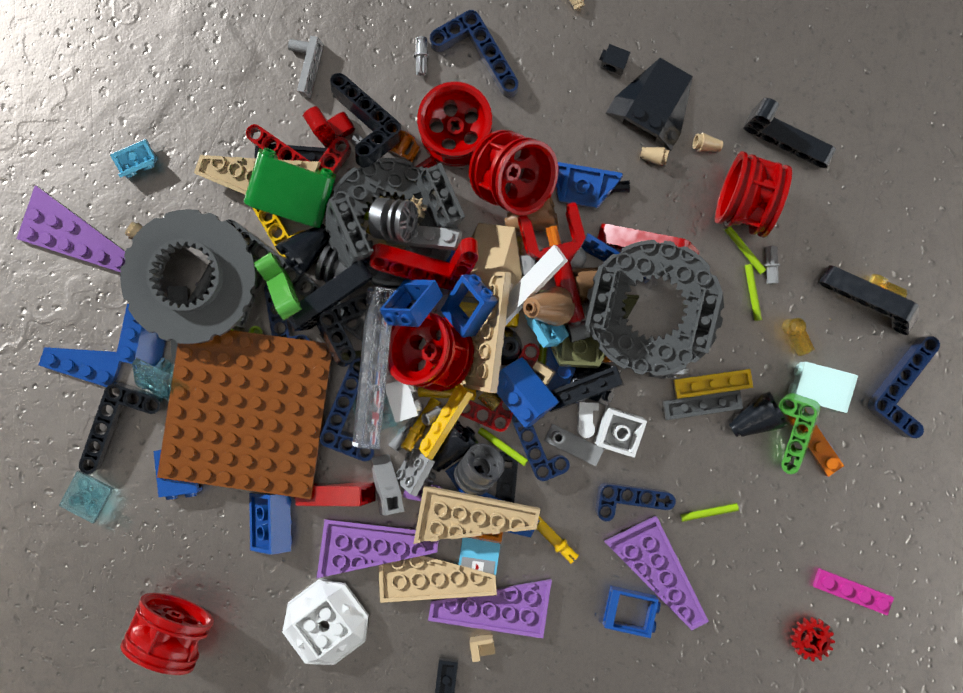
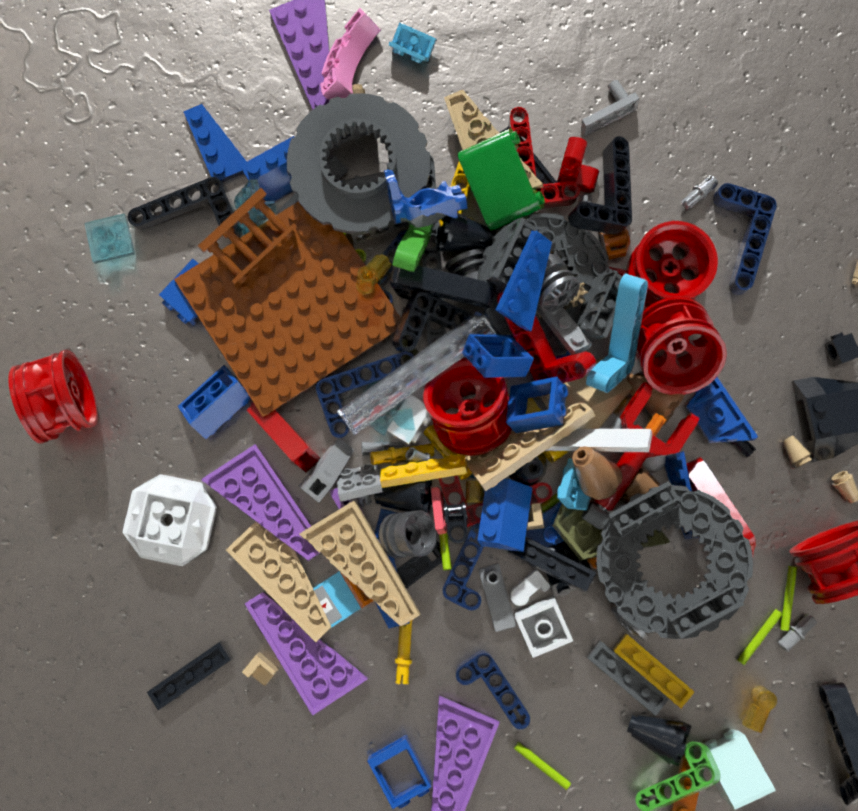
camera: 45 degrees right, 5 degrees down
(100, 213) = (346, 54): none -> bright pink brick
(154, 392) = (242, 215): none -> dark orange fence
(261, 257) = (426, 205): none -> blue hips
(276, 336) = (371, 274): none -> clear yellow piece
(381, 244) = (525, 284): none -> blue wing
(398, 404) = (403, 418): none -> clear light blue tile
(475, 202) = (624, 335): none -> medium azure beam
(481, 433) = (438, 510): none -> coral tile
(498, 428) = (456, 520): none -> black piece

